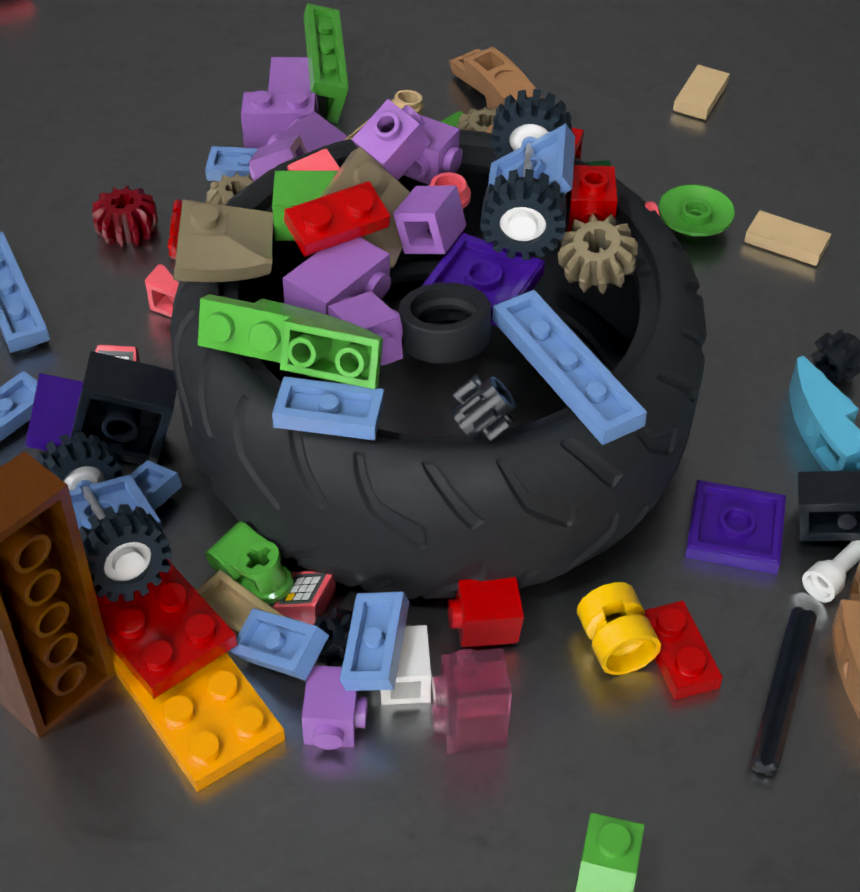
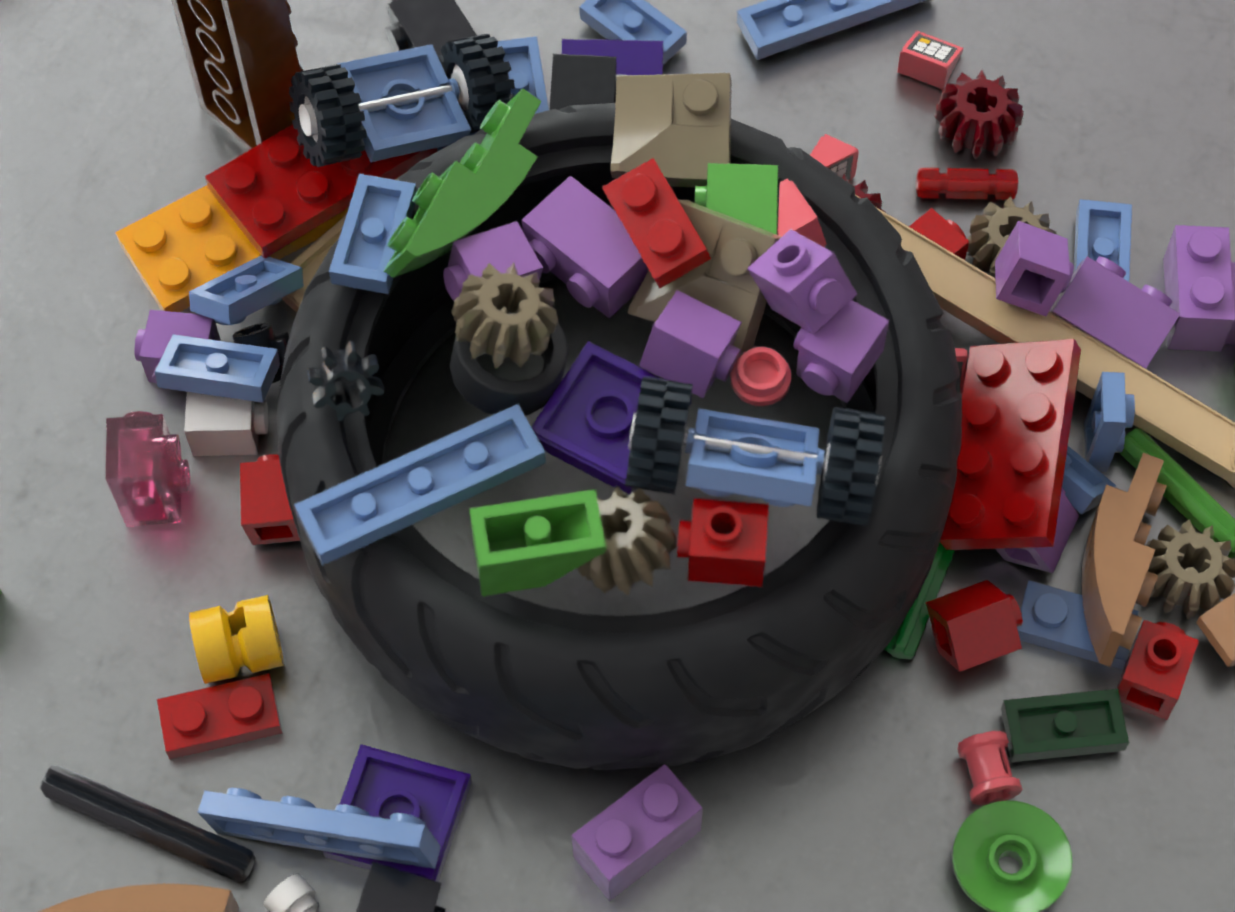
camera: 95 degrees right, 15 degrees up
(66, 246) = (929, 59): none -> coral slope
(432, 289) = (505, 315): none -> dark tan gear
(620, 283) = (535, 540): none -> bright green slope
(733, 382) = (637, 832): none -> medium lavender brick
(771, 566) = (301, 824): none -> medium blue plate

